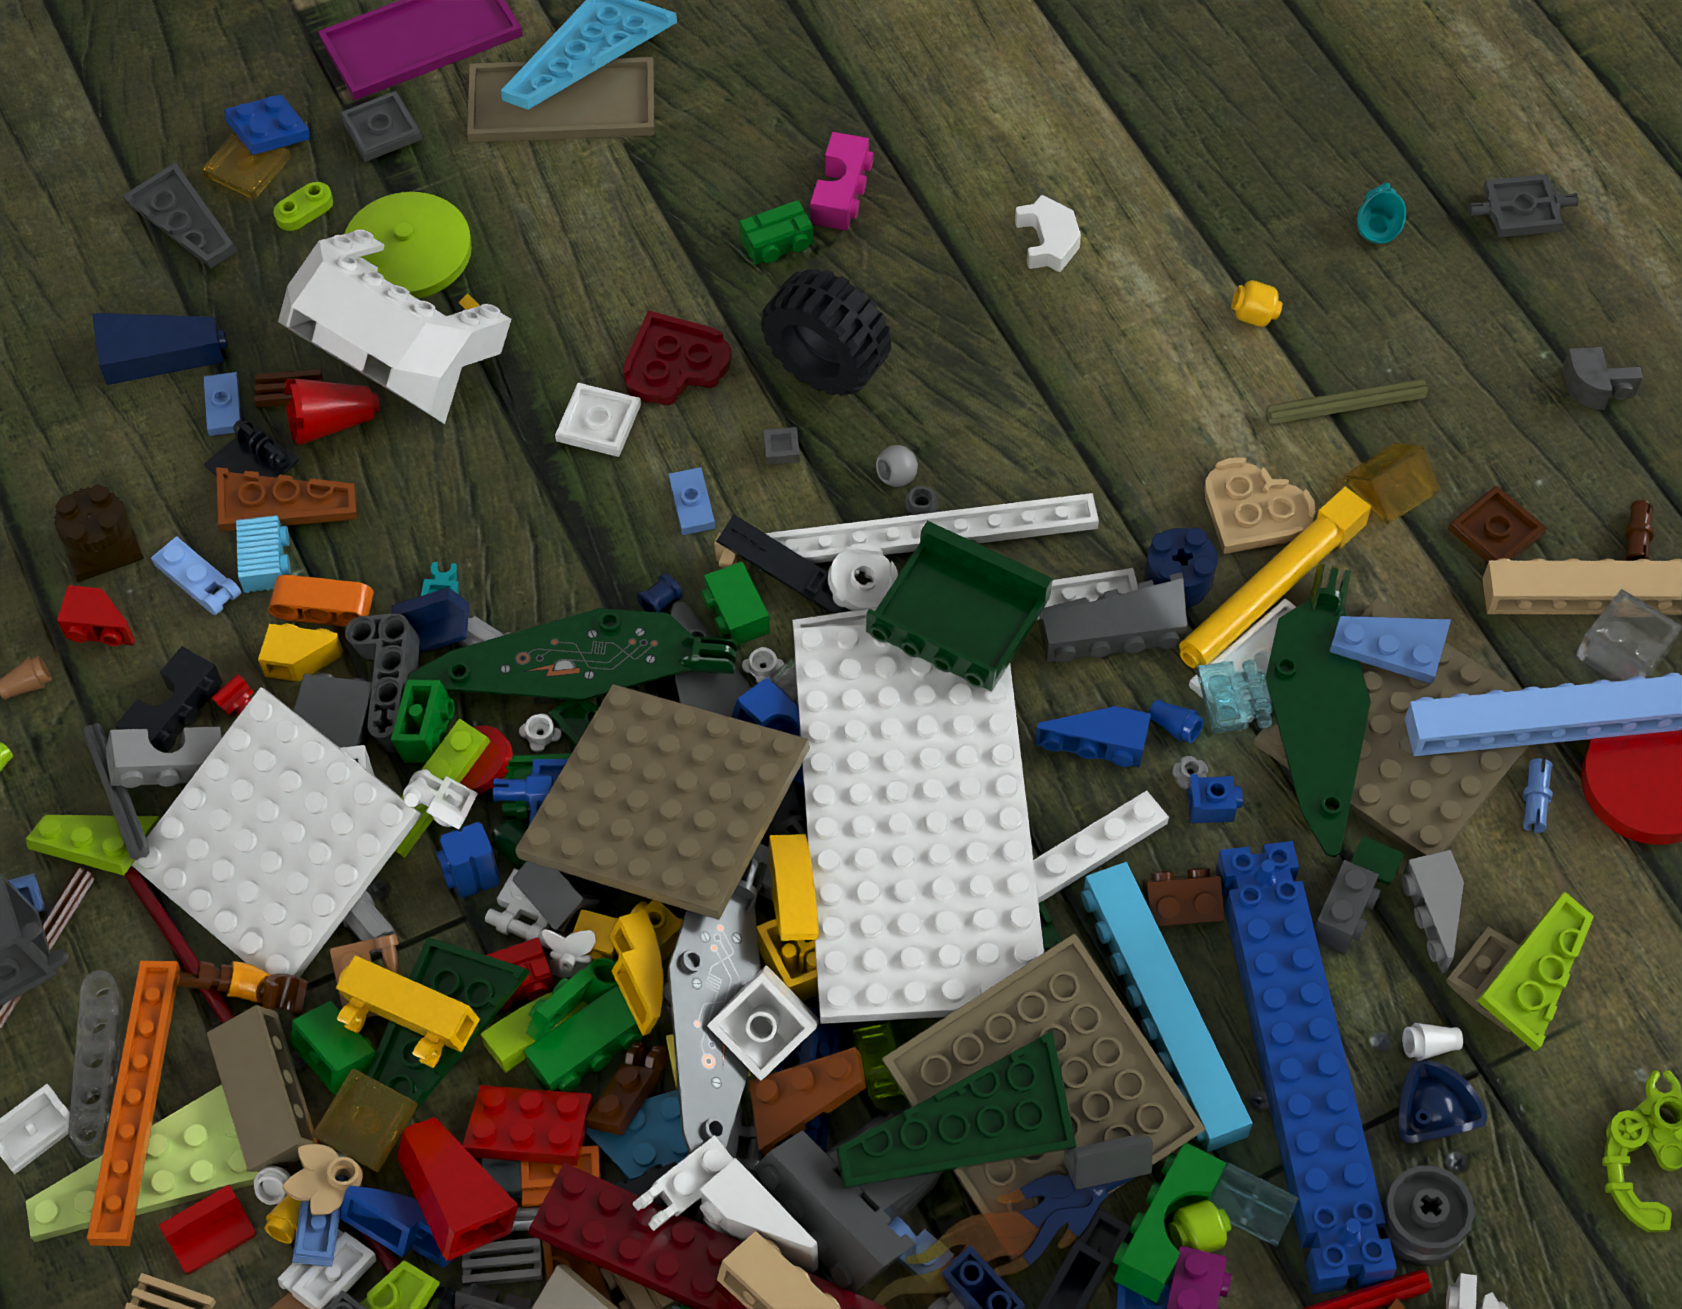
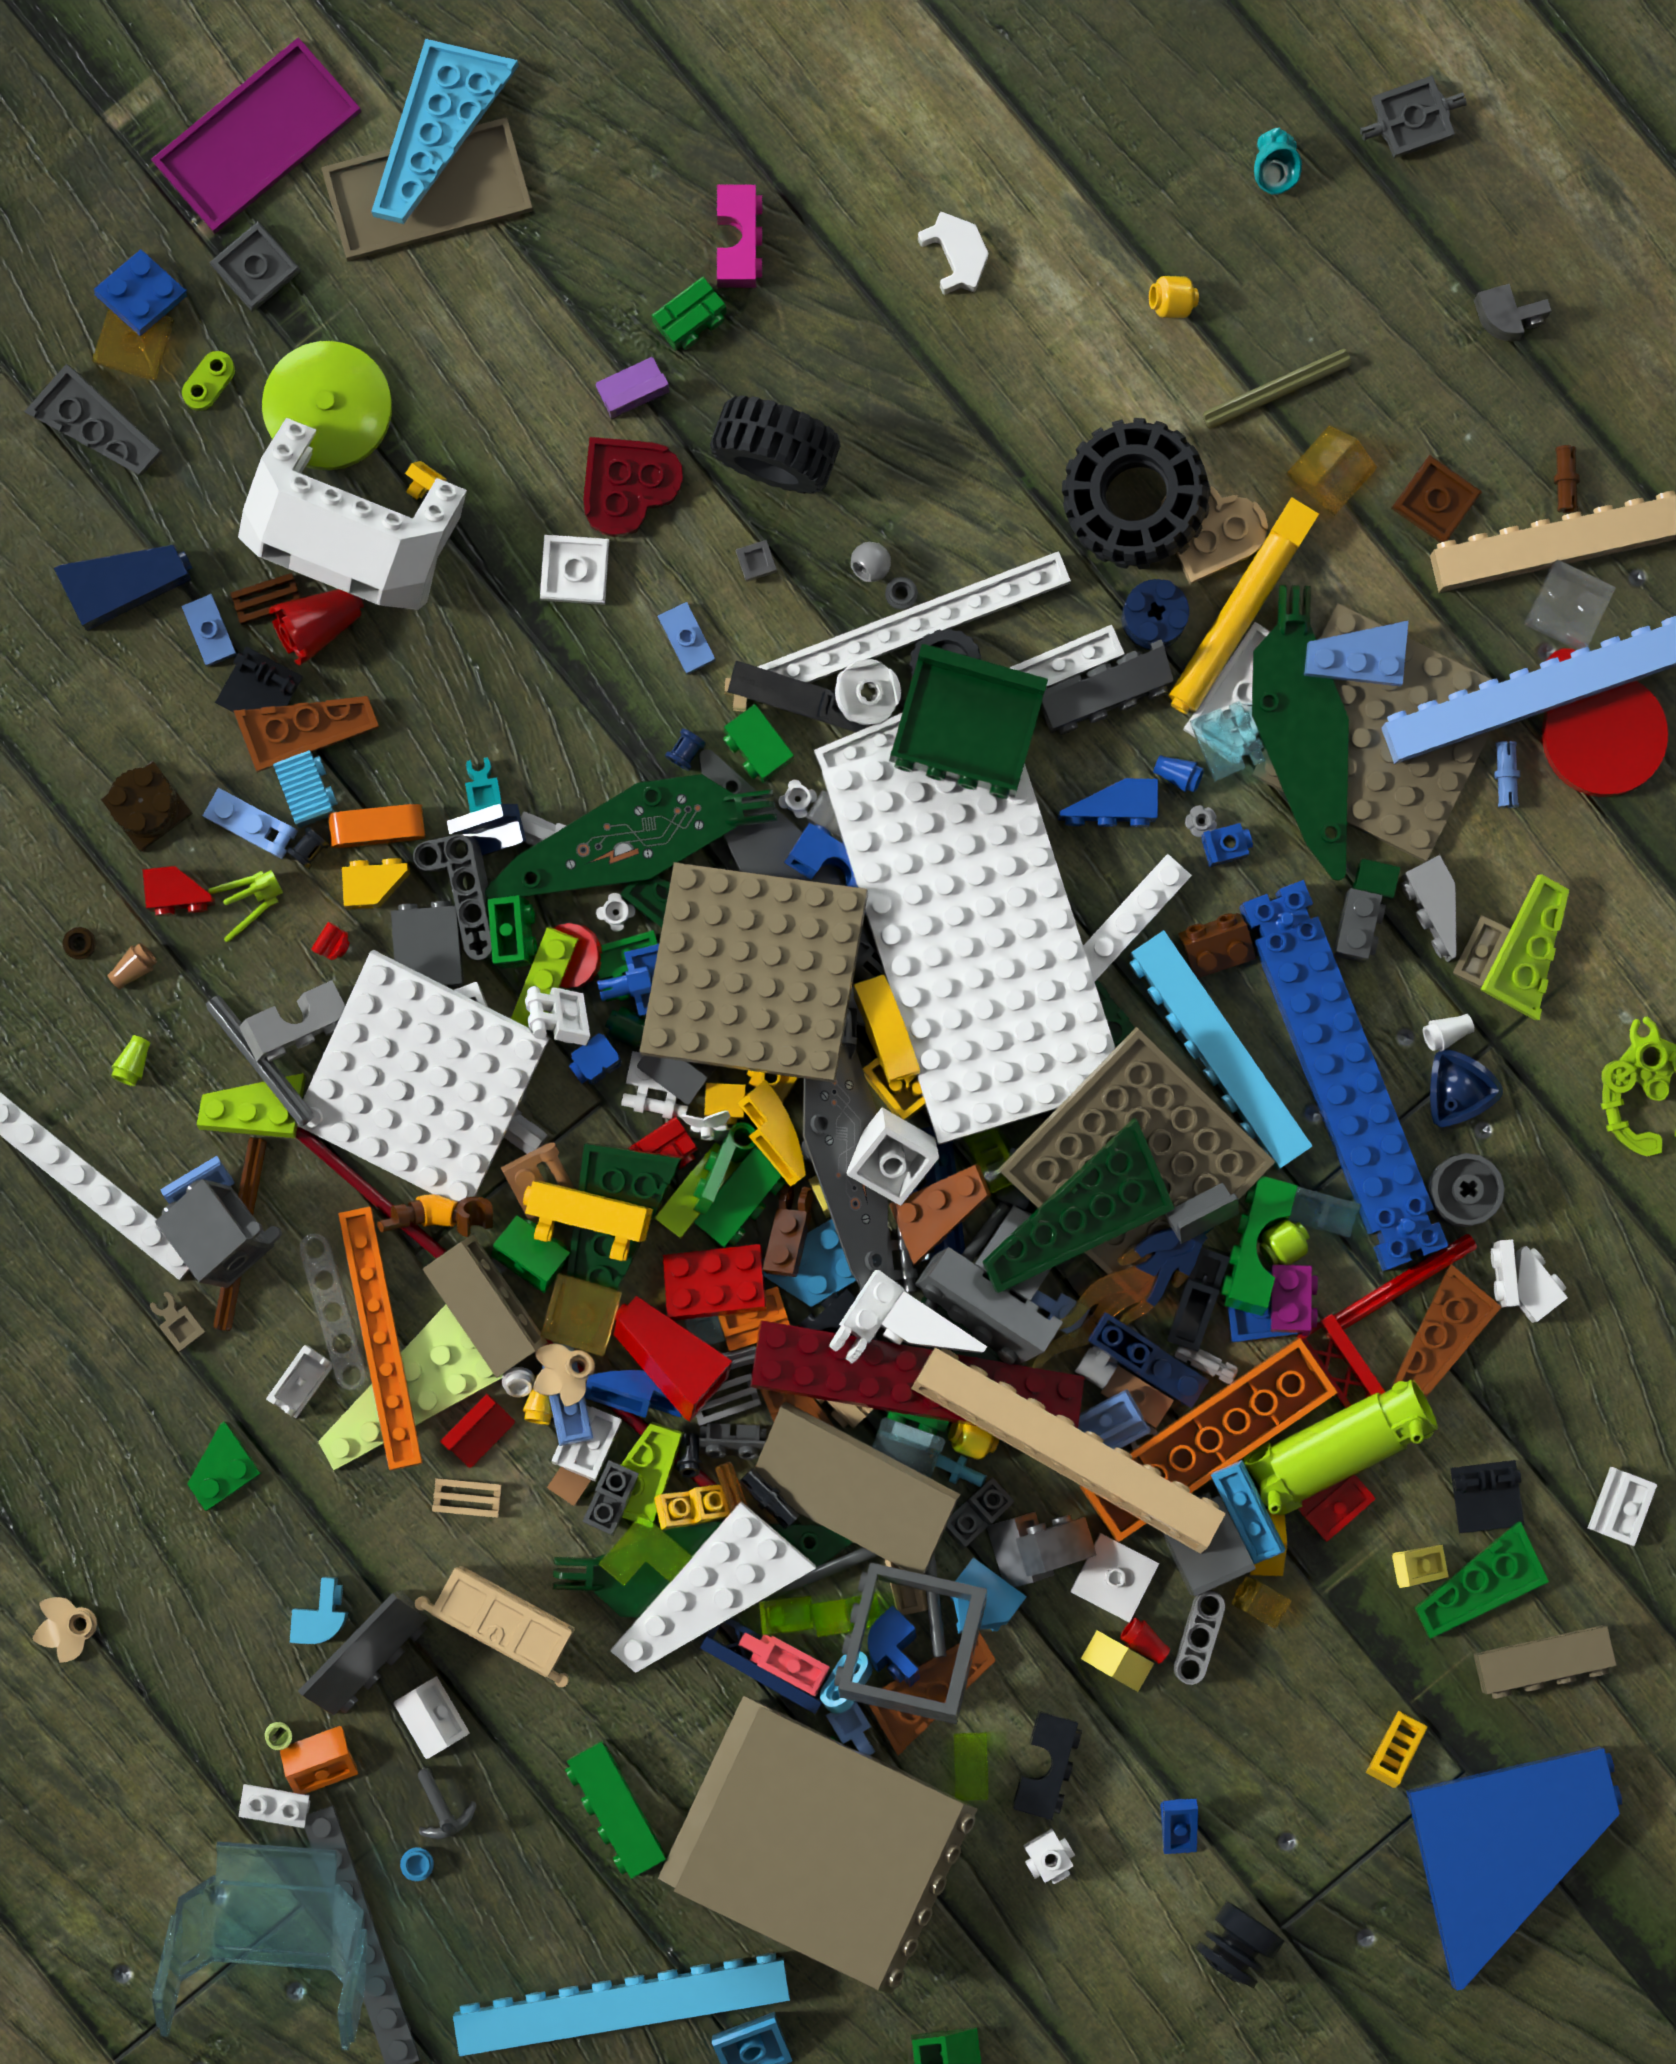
camera: 20 degrees left, 25 degrees up
(185, 634) = (261, 885): none -> lime plant
(192, 682) = (289, 936): black arch -> none
(244, 607) = (308, 848): none -> black bush
(704, 285) = (632, 387): none -> medium lavender panel
(1190, 488) = (1126, 448): none -> black tyre

